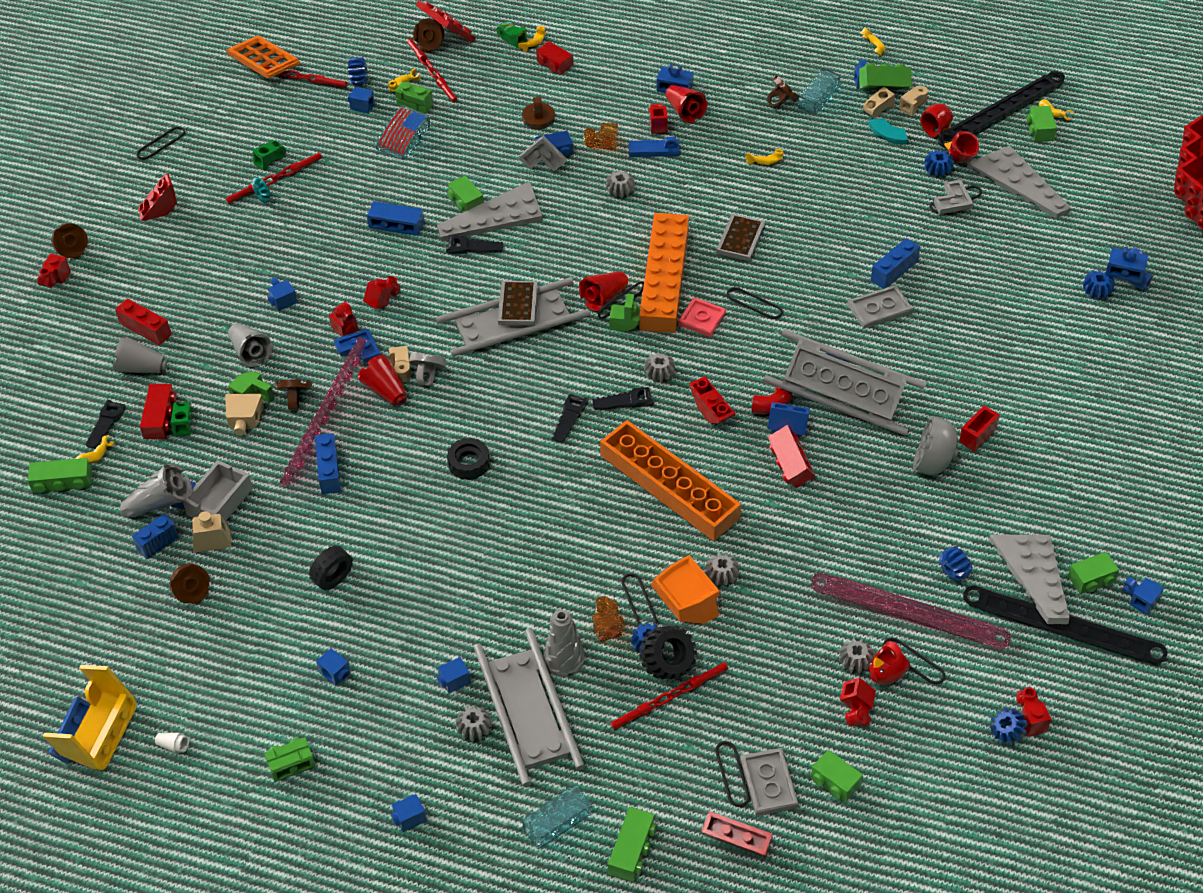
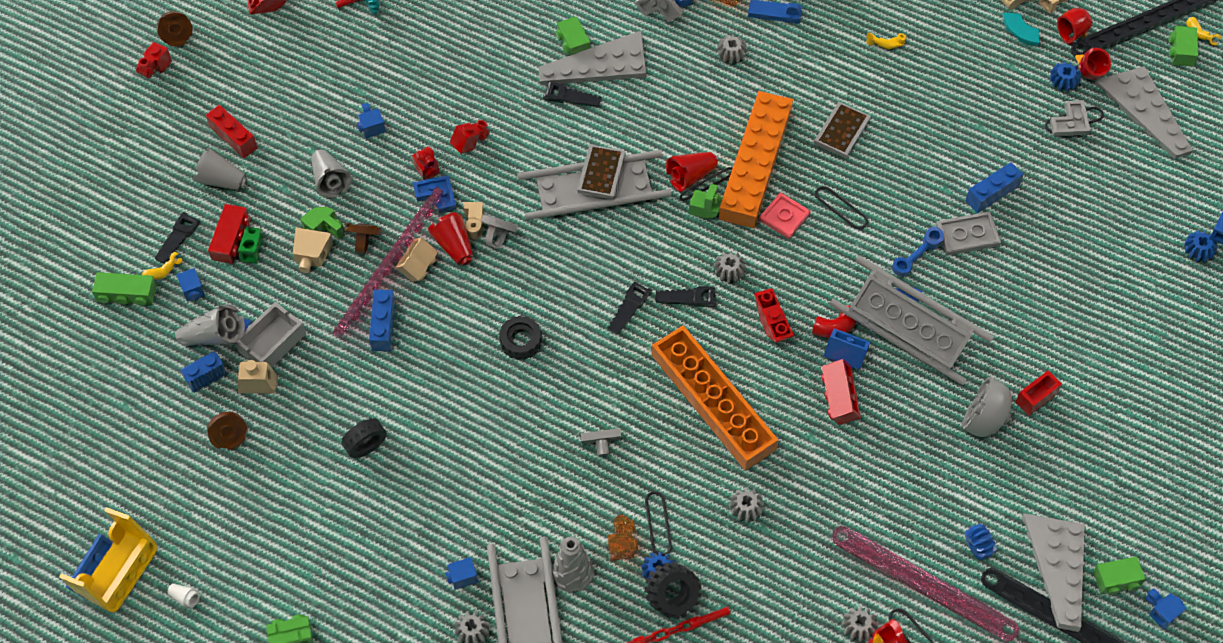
camera: 10 degrees right, 10 degrees up
(127, 461) = (190, 285): none -> blue brick
(333, 667) = (349, 543): blue brick -> none
(351, 405) = (417, 259): none -> tan brick
(395, 218) = (498, 53): blue brick -> none
(567, 534) = (601, 439): none -> light grey tile
(687, 591) = (706, 525): orange helmet -> none
(846, 317) = (902, 266): none -> blue piece

